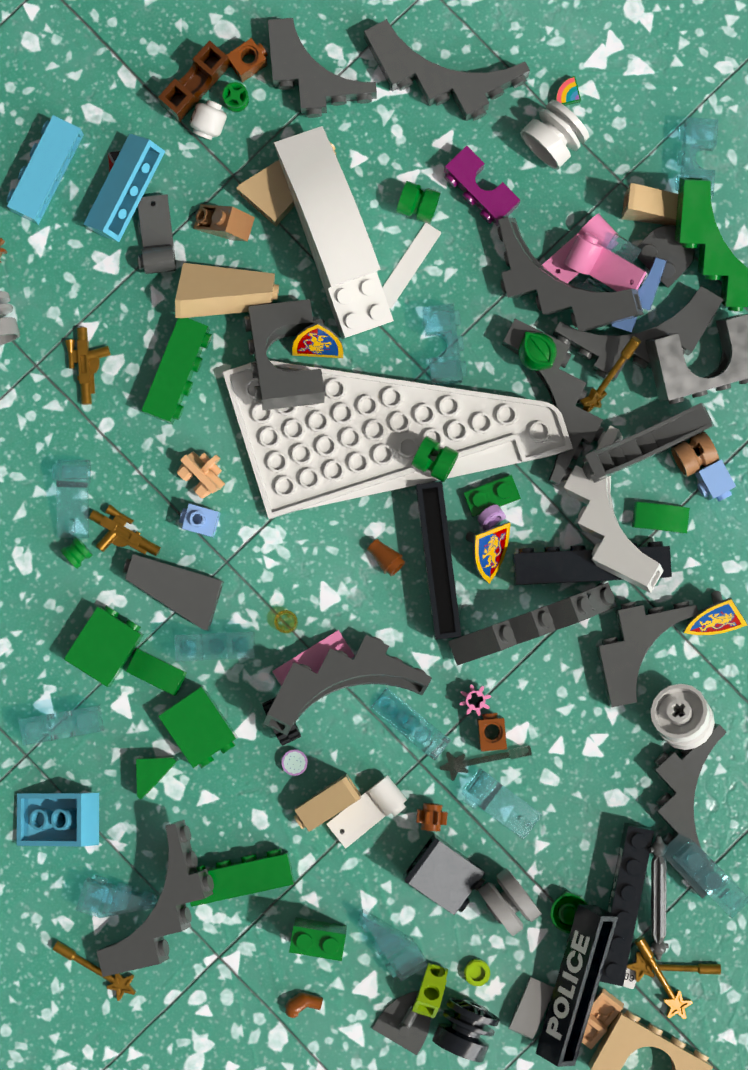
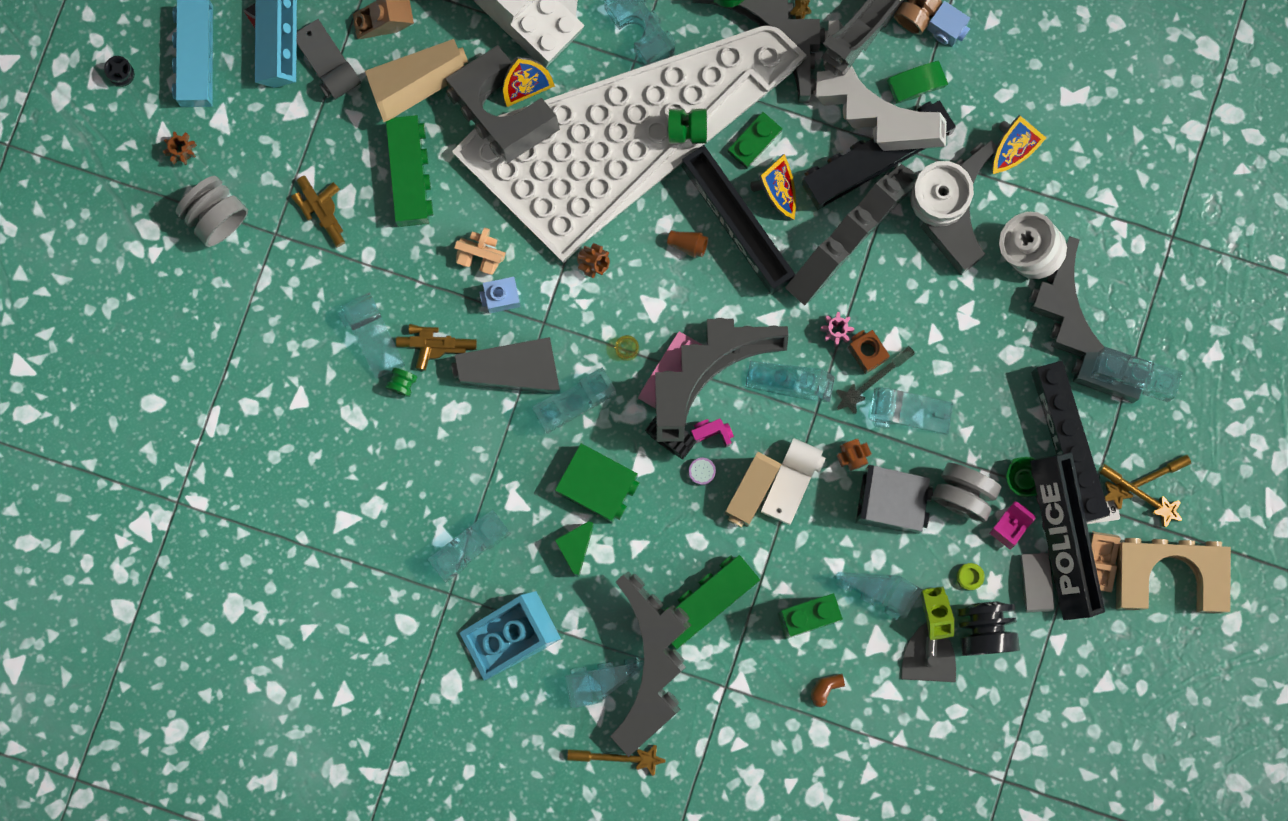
camera: 30 degrees left, 5 degrees down
(104, 645) = (471, 453): green brick -> none
(156, 672) = (531, 453): green slope -> none
(295, 531) = (593, 260): none -> dark orange gear
(316, 729) = (706, 429): none -> dark pink bracket
(491, 517) = (764, 157): lavender tile -> none
(535, 948) = (1012, 525): none -> dark pink bracket
(609, 632) = (938, 179): none -> white wheel
(658, 897) = (1098, 420): dark grey wheel -> none

